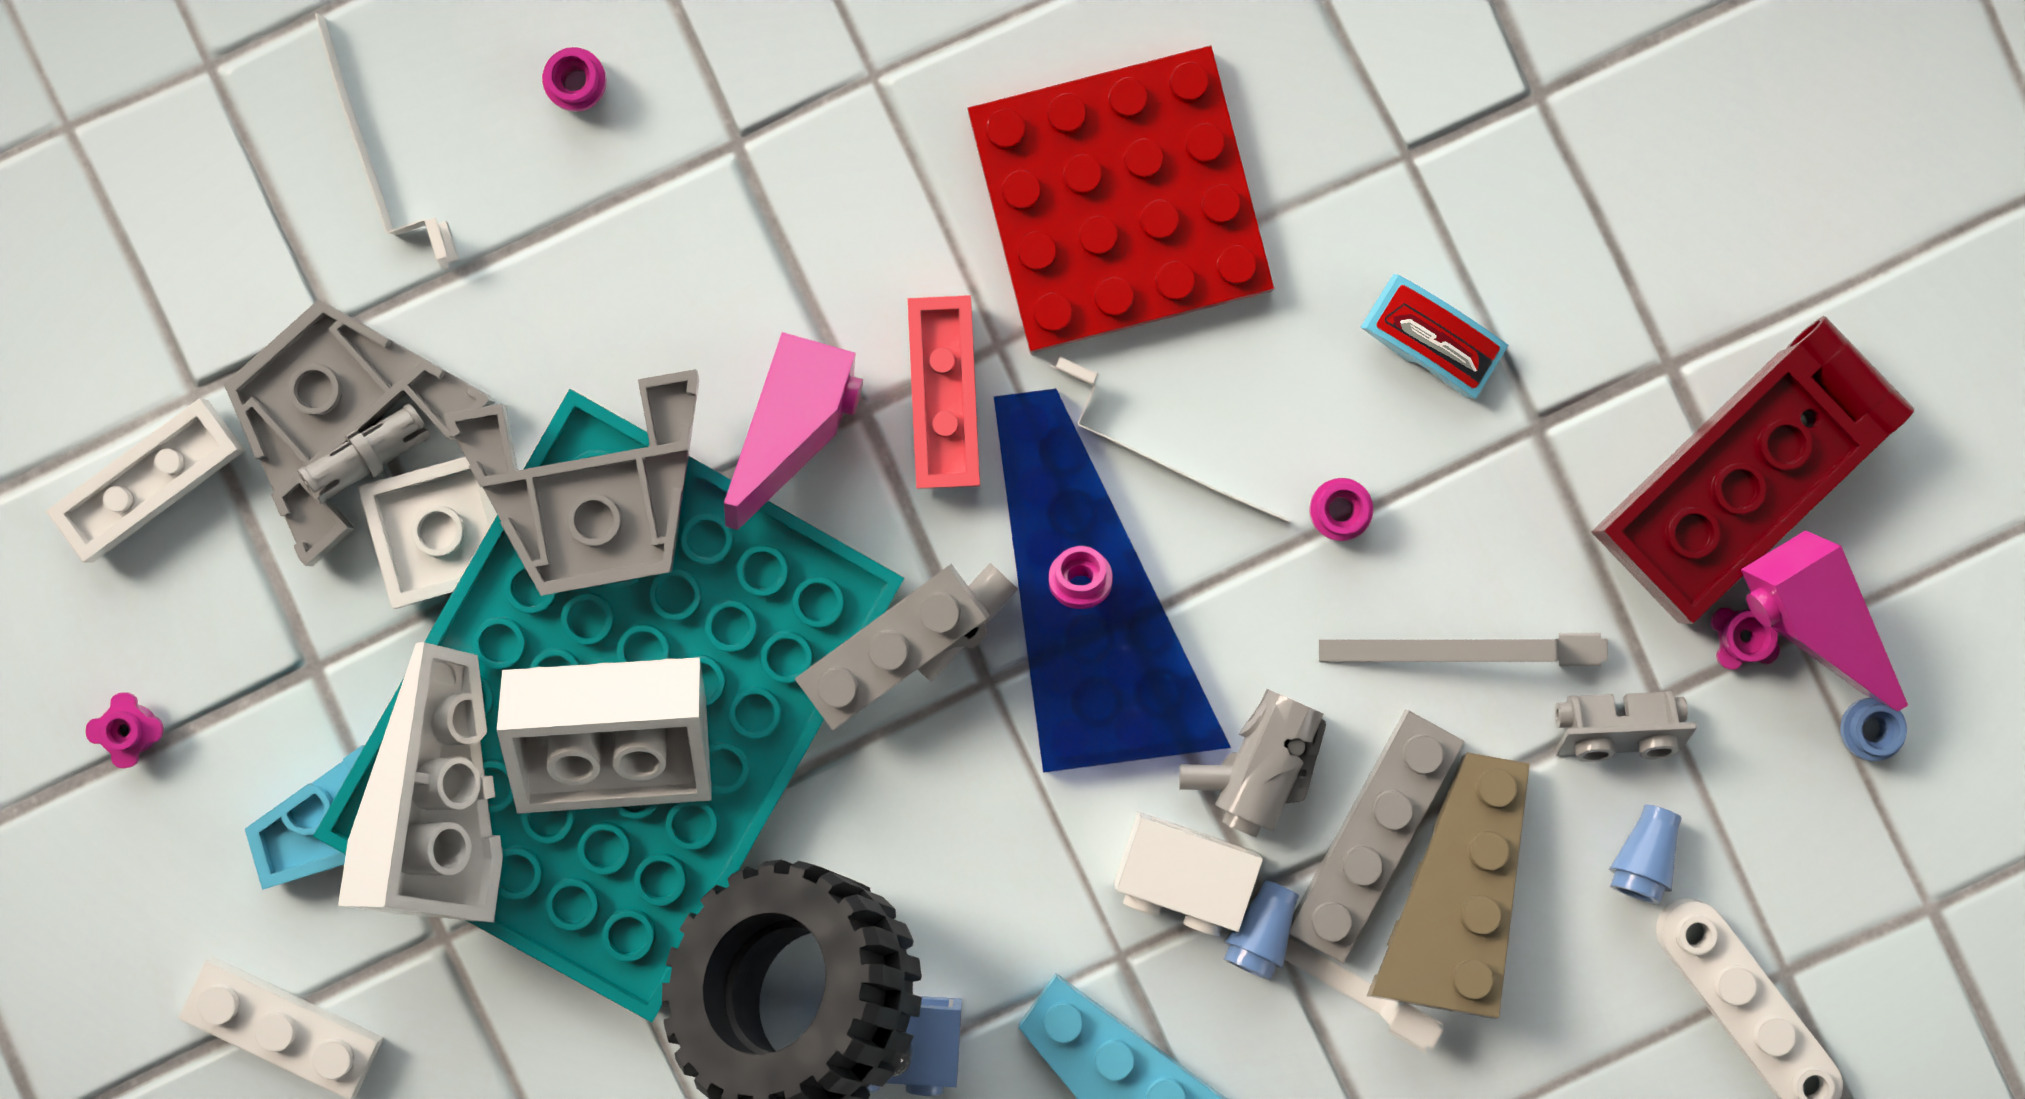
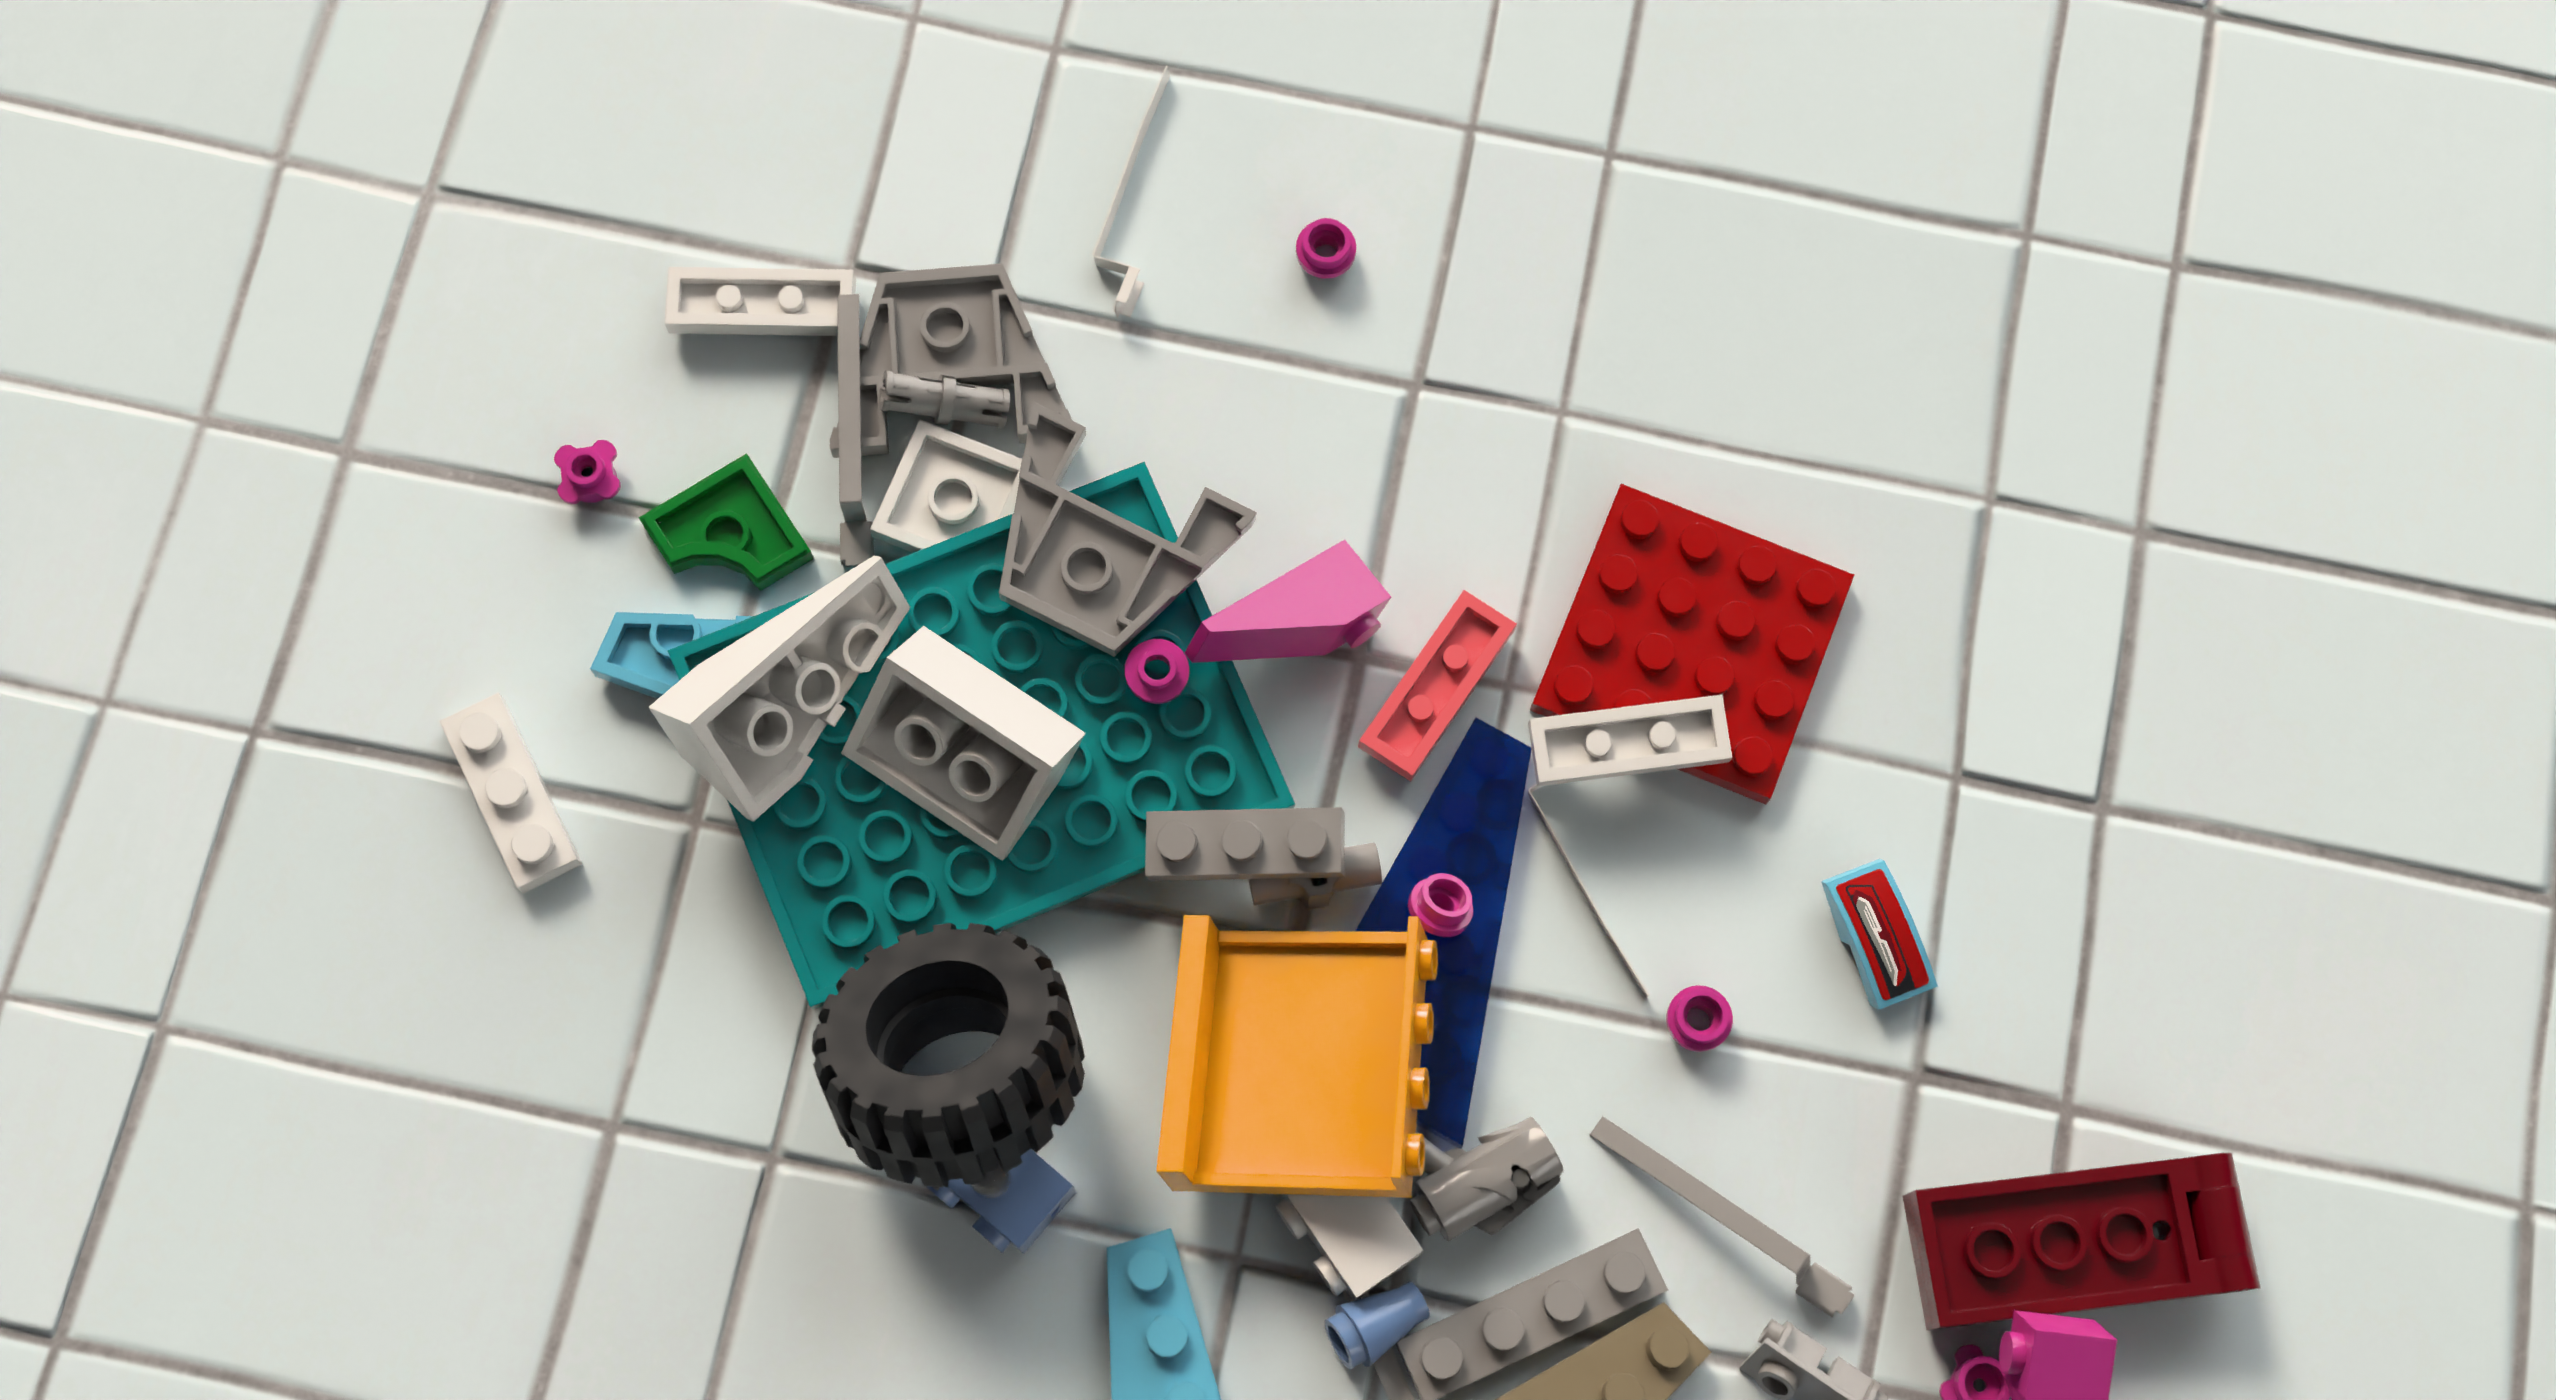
camera: 30 degrees right, 15 degrees down
(272, 682) = (728, 523): none -> green tile
(388, 623) = (855, 533): none -> light grey piece
(736, 559) = (1156, 690): none -> dark pink plate
(1059, 785) = (1297, 1061): none -> light orange panel
(1133, 330) = (1629, 740): none -> white plate

